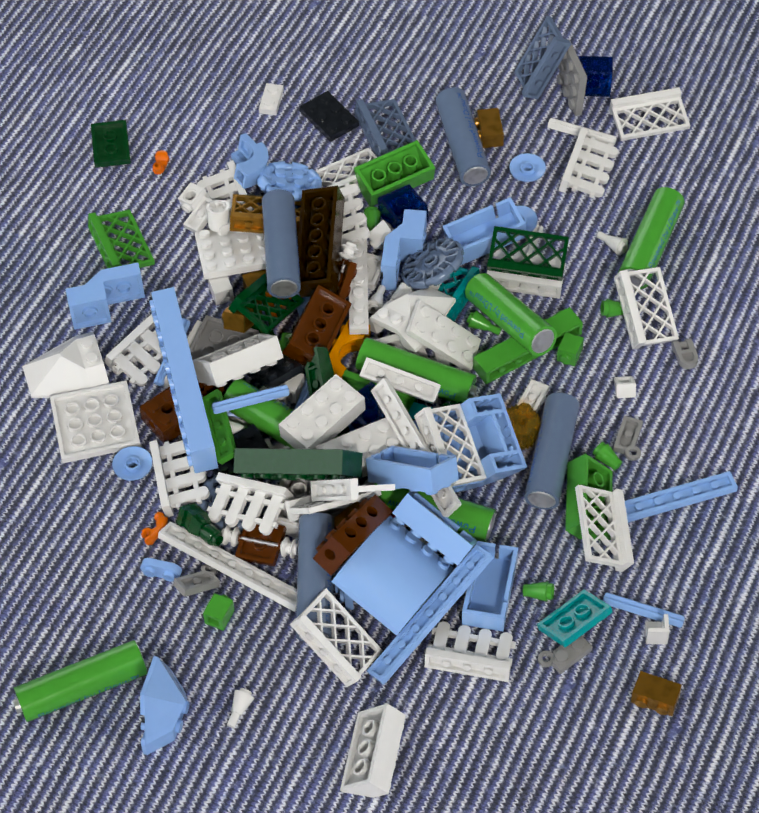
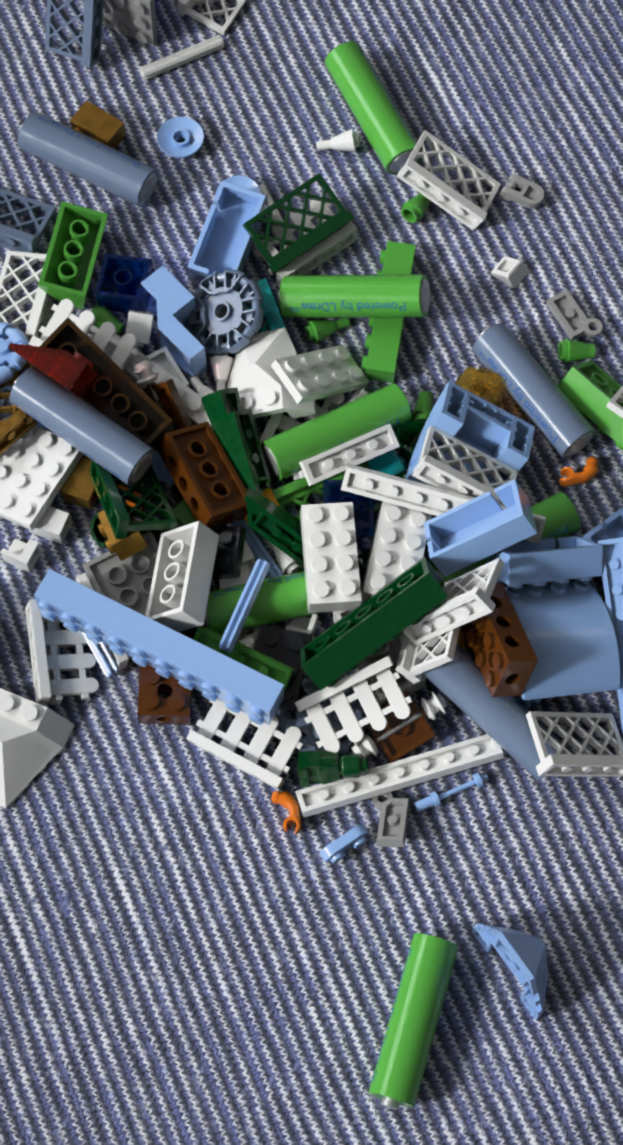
camera: 50 degrees left, 15 degrees up
(94, 421) = (102, 770): white plate -> none
(131, 457) = (189, 761): light blue dish -> none
(189, 291) = (22, 554): none -> white panel
(219, 611) = (442, 826): bright green brick -> none
(235, 597) = (434, 799): none -> light blue piece
(241, 701) = (561, 885): white cone -> none
(299, 204) = (69, 370): none -> clear red slope
(355, 326) = (238, 437): none -> dark green wedge
(532, 522) = (573, 478): none -> orange piece
(534, 394) = (451, 356): white plate -> none
(570, 349) = (436, 278): bright green brick -> none
(581, 170) = (216, 93): white fence -> none

